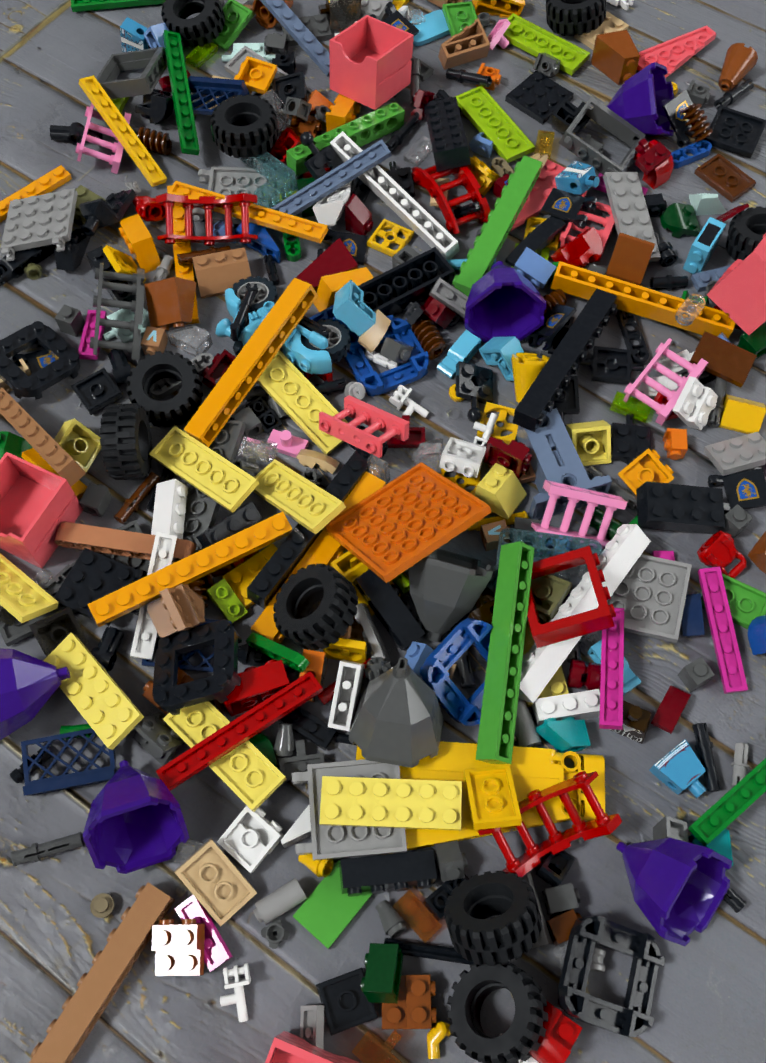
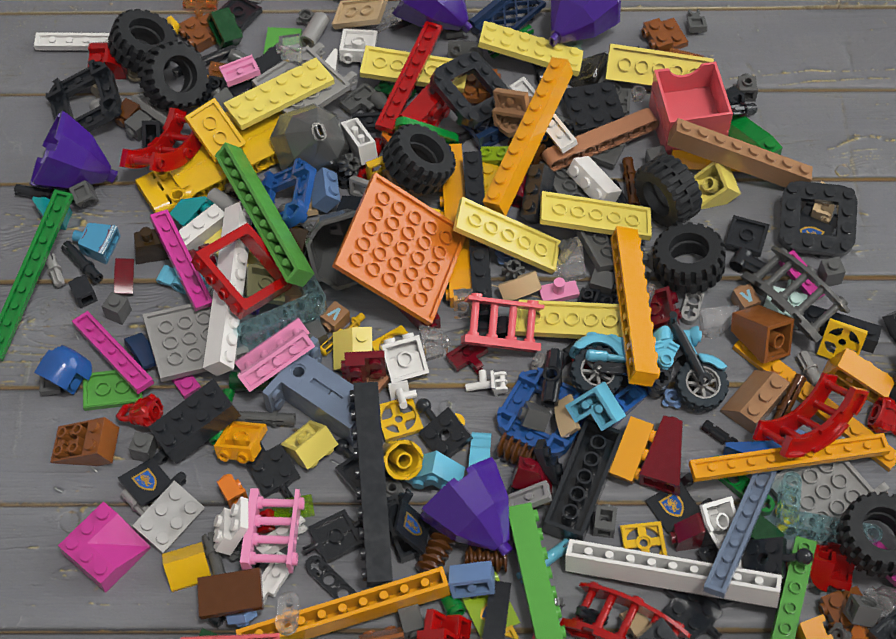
camera: 145 degrees right, 5 degrees down
(340, 850) = (290, 48): none -> clear slope
(352, 370) = (551, 387): none -> black piece
(411, 875) = (240, 70): none -> bright pink plate
(721, 718) = (82, 291): none -> black brick

